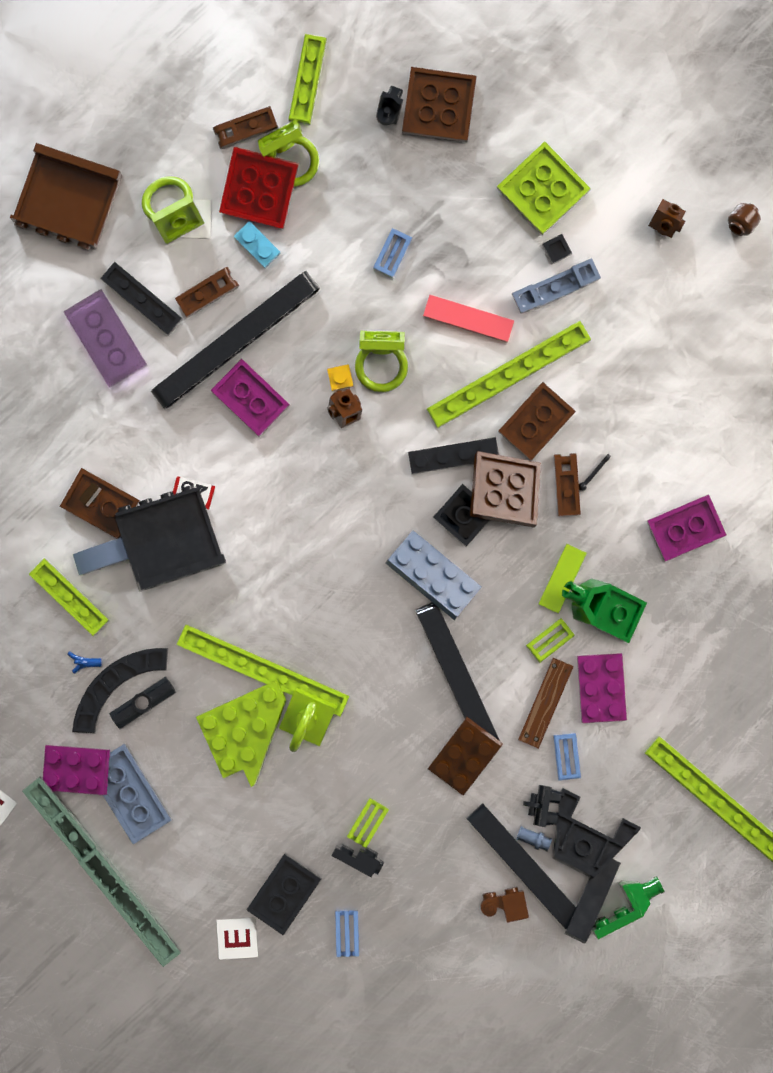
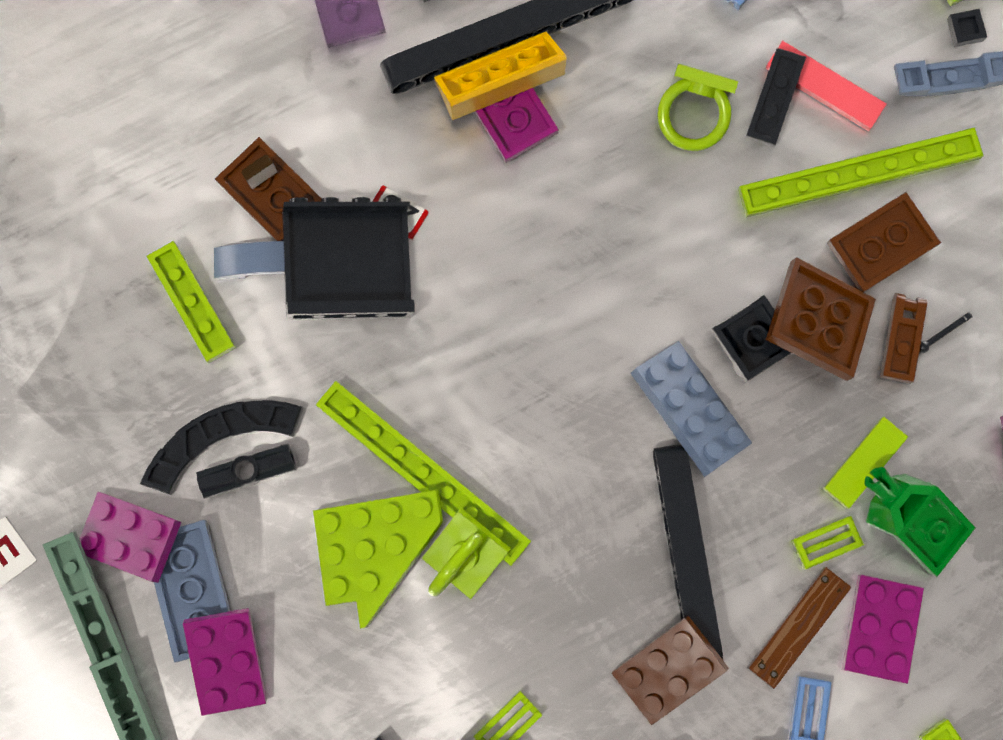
camera: 15 degrees right, 5 degrees down
(84, 662) = (186, 395): blue bar -> none
(166, 834) = (224, 661): none -> magenta plate
(237, 376) = (501, 75): none -> yellow slope
(340, 377) = (634, 116): yellow plate -> none
(344, 407) = (631, 153): reddish brown brick -> none
(435, 338) = (775, 97): none -> black plate
(450, 455) = (752, 256): black plate -> none

